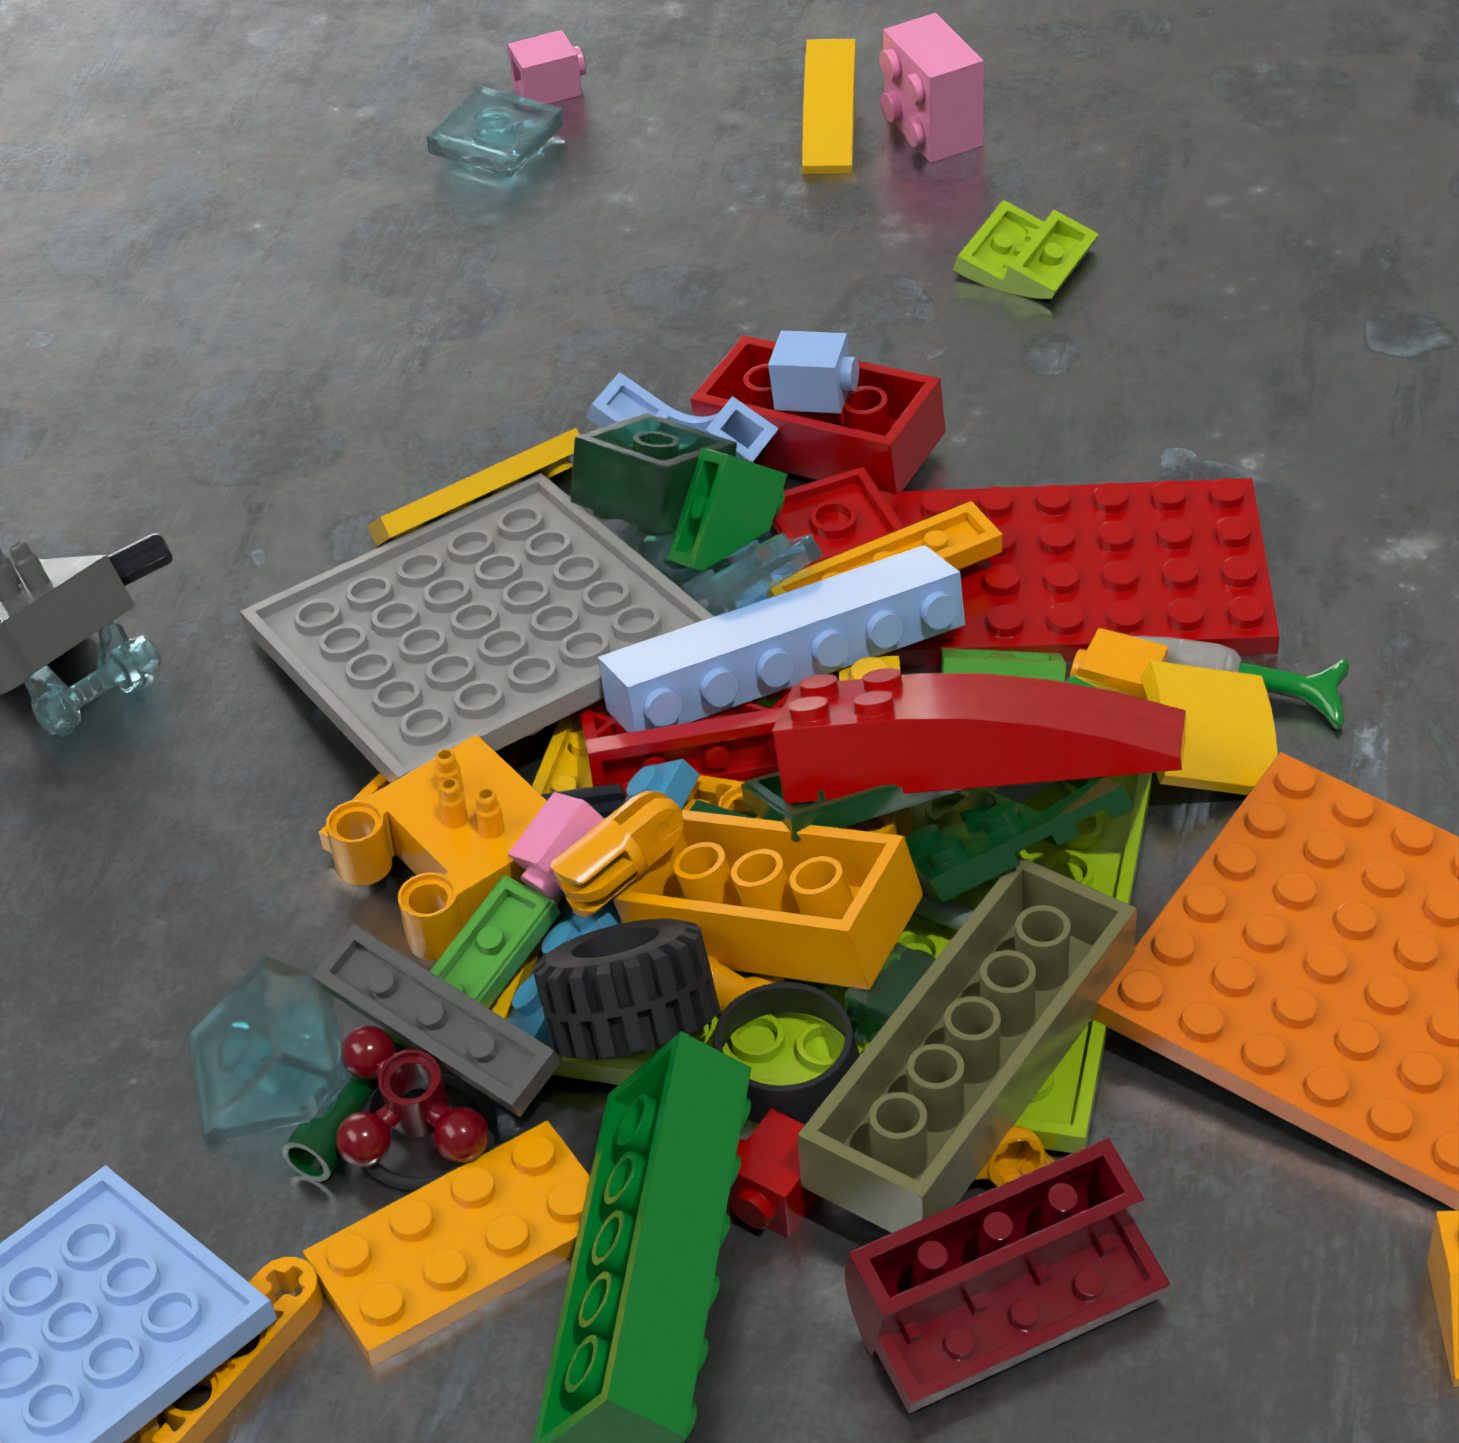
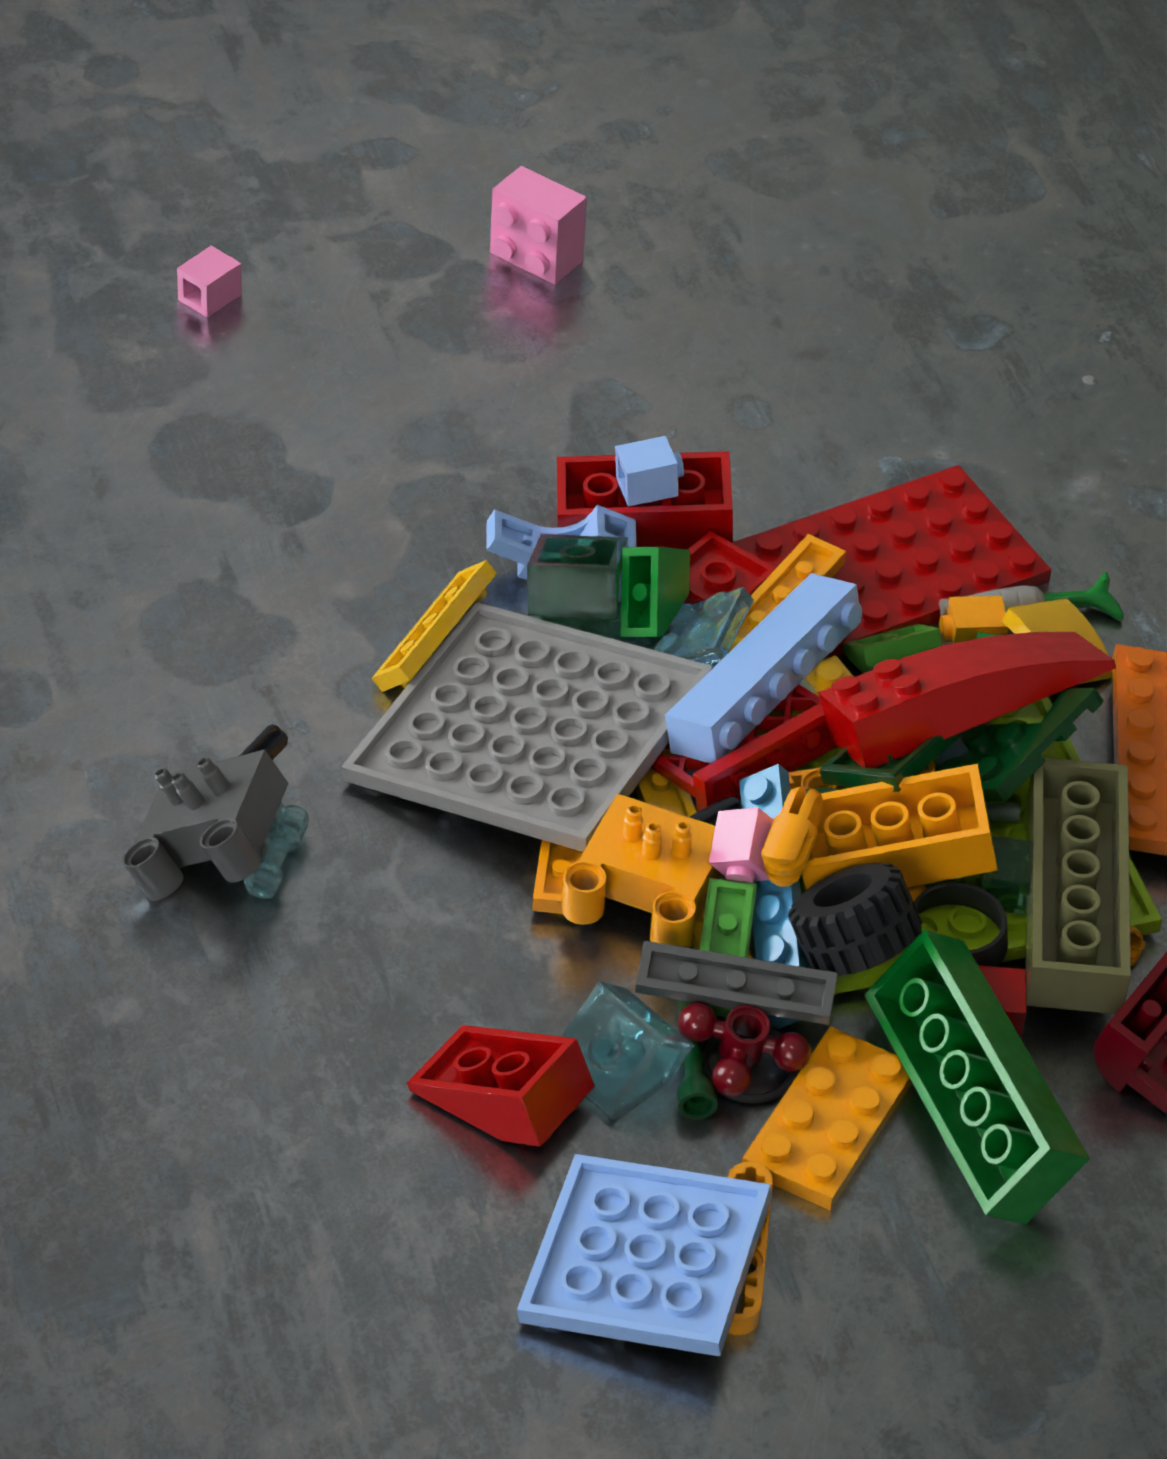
camera: 35 degrees left, 0 degrees up
(107, 1048) = (506, 1081): none -> red slope
(495, 131) = (209, 343): clear light blue plate -> none
(829, 106) = (458, 258): yellow slope -> none
(1025, 253) = (682, 340): lime slope -> none

